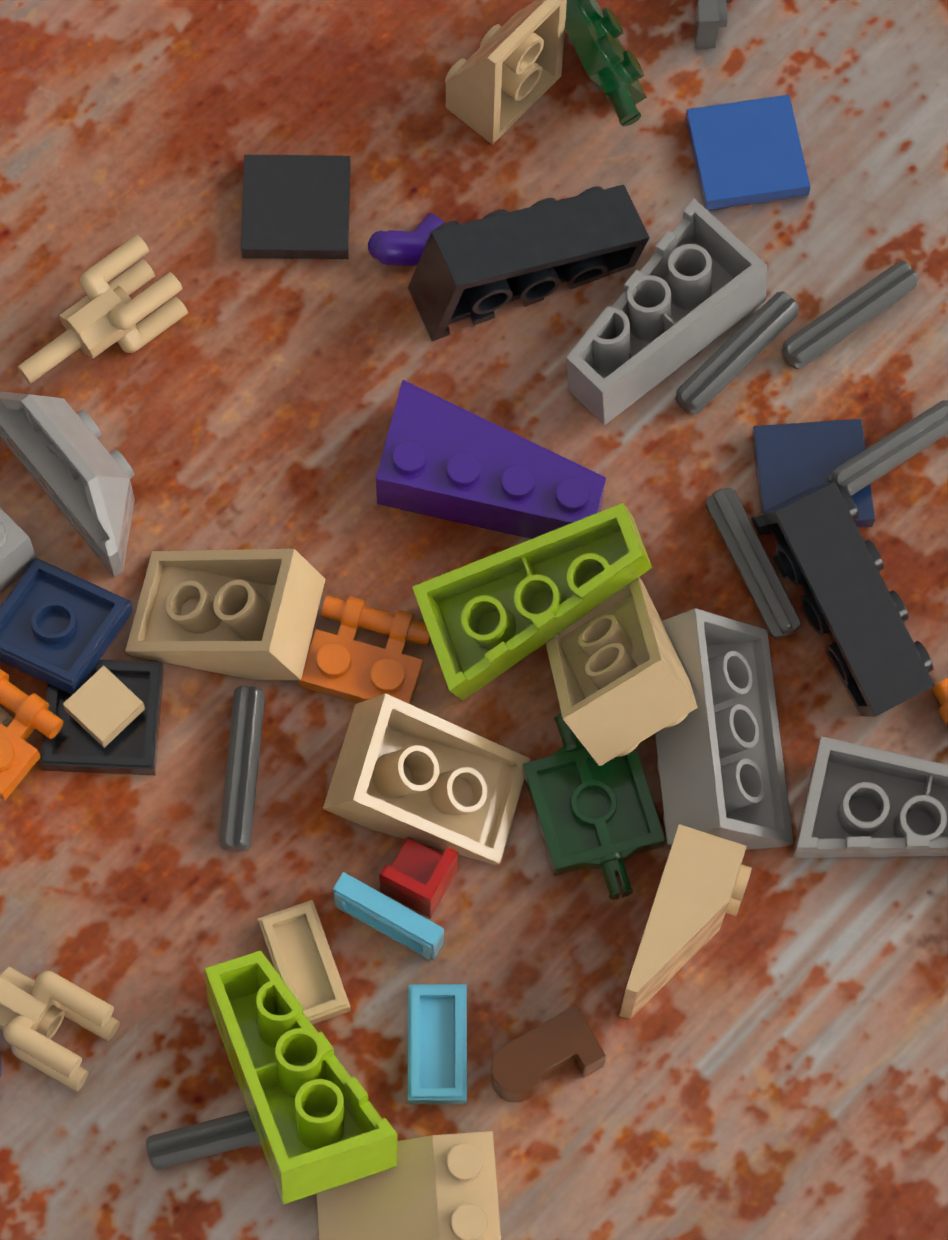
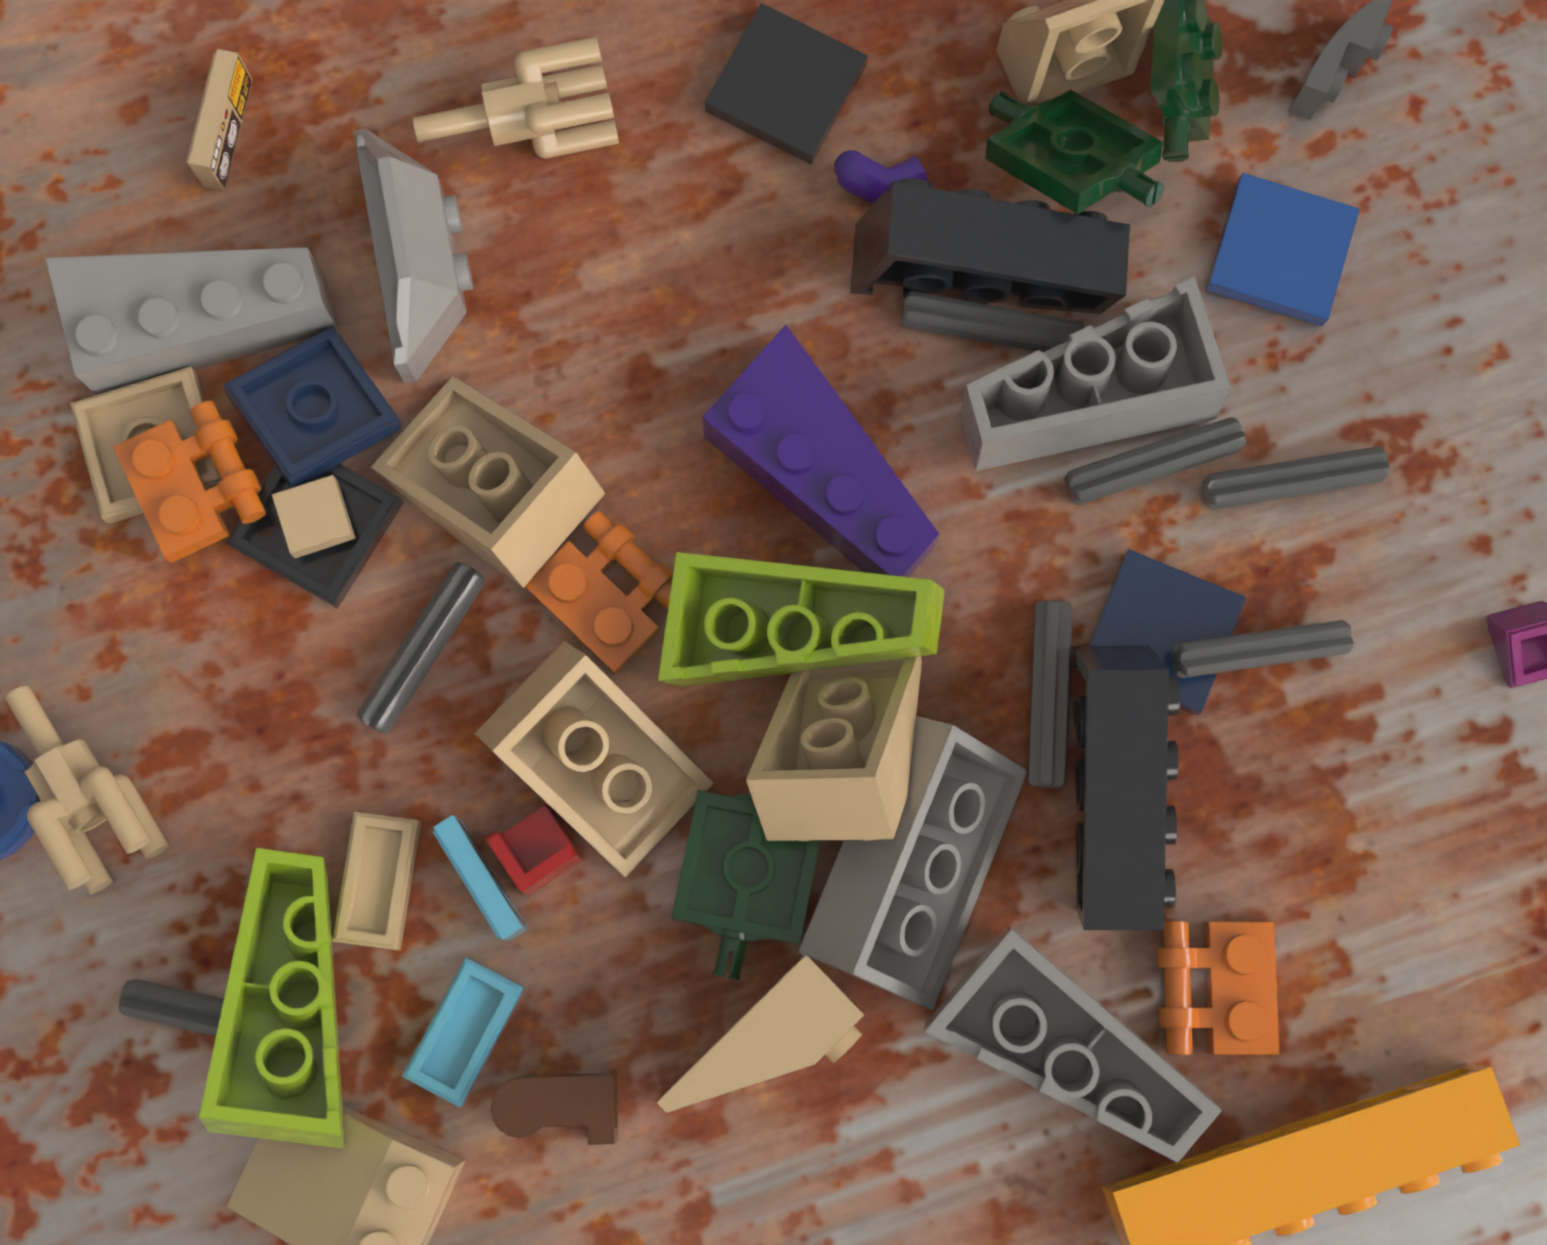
camera: 25 degrees right, 10 degrees up
(549, 312) = (986, 322): none -> dark grey axle
(550, 150) = (1074, 150): none -> dark green plate

